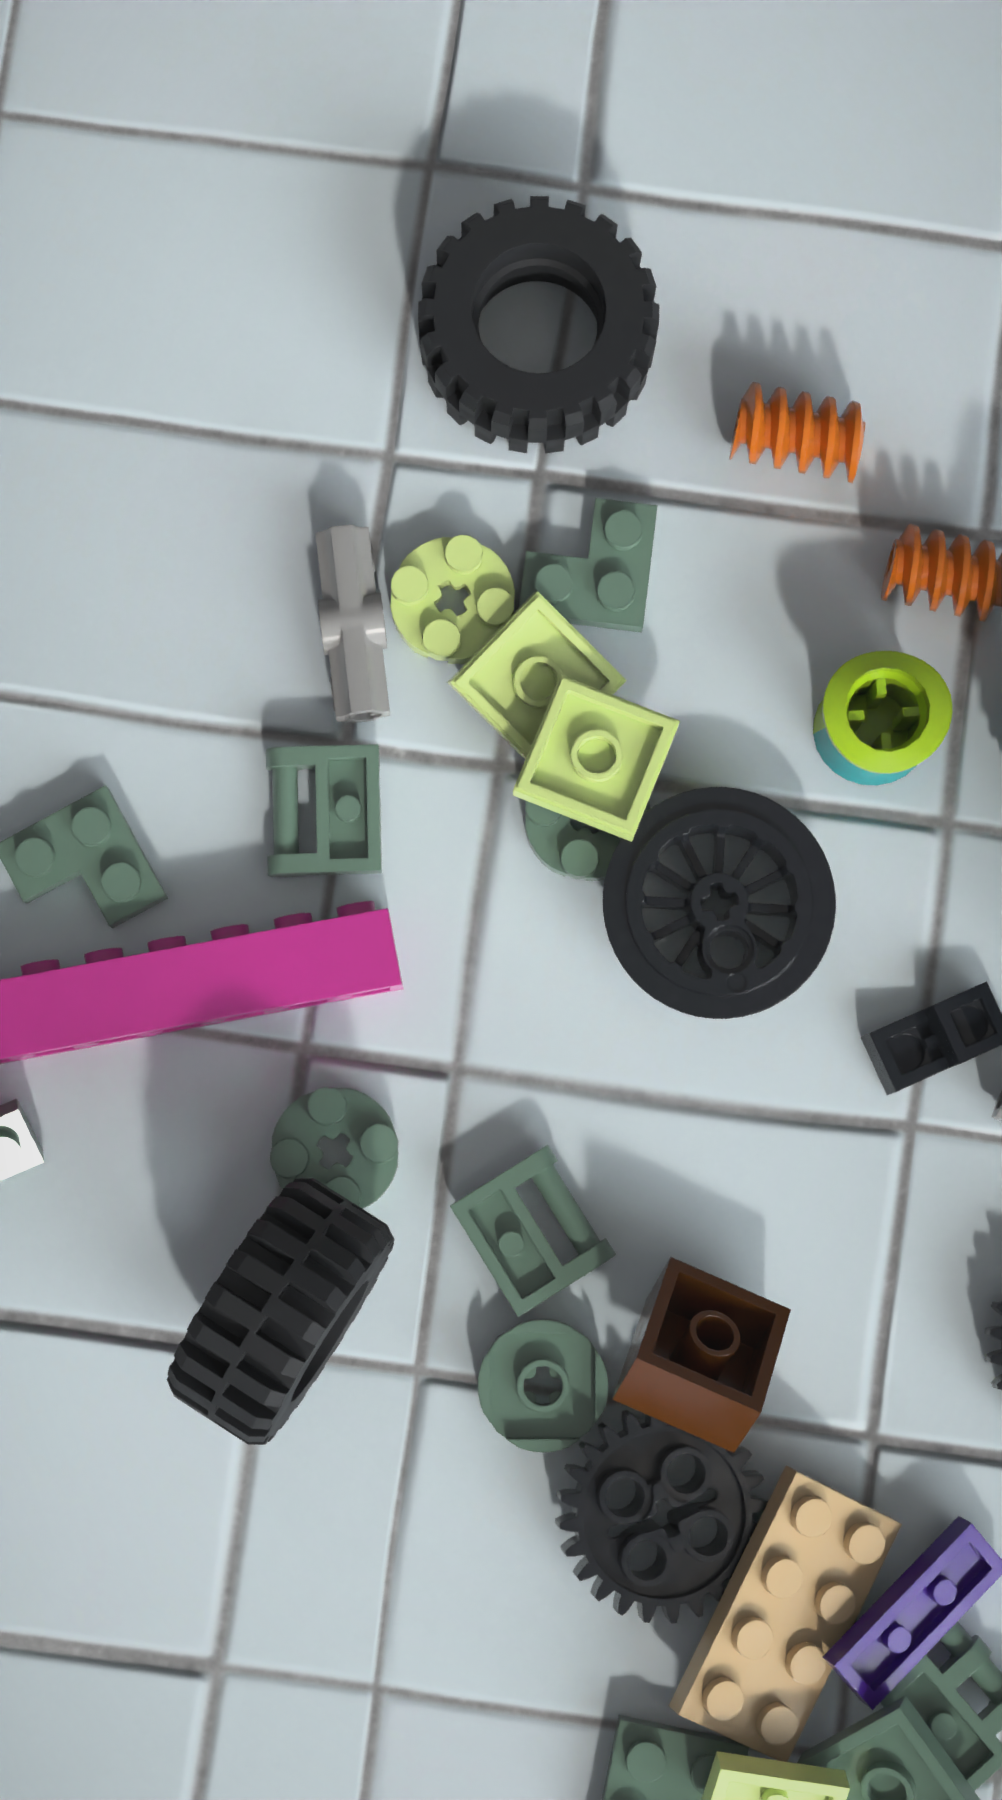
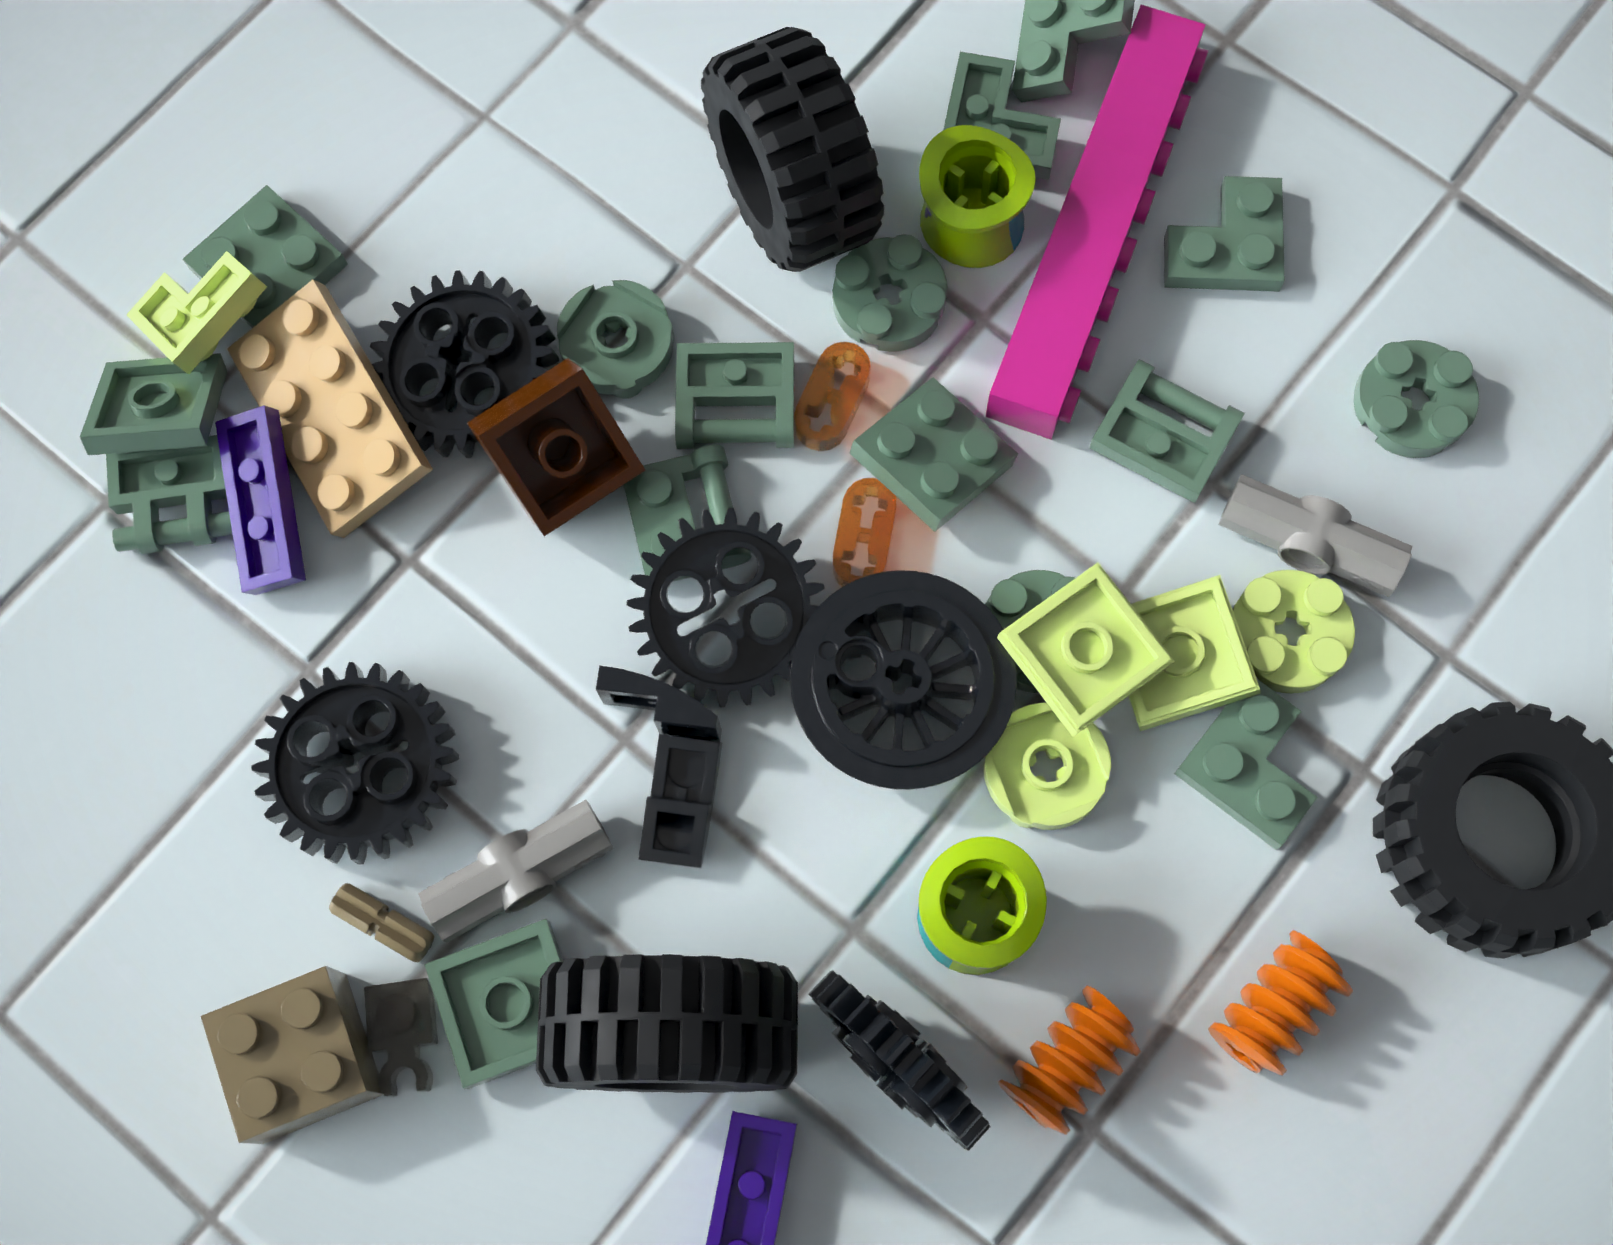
camera: 130 degrees right, 10 degrees down
(108, 1163) = (981, 100): none -> sand green plate
(121, 589) = (1441, 376): none -> sand green plate
(197, 1119) = (974, 195): none -> lime hat
(472, 1124) = (821, 391): none -> clear orange beam
(479, 1008) = (933, 453): none -> sand green plate
(588, 1011) = (851, 532): none -> clear orange beam
(693, 1217) = (660, 499): none -> sand green plate
(725, 1150) = (700, 556): none -> black gear
(746, 735) = (1031, 799): none -> yellowish green plate
(866, 1088) = (674, 710): none -> black slope

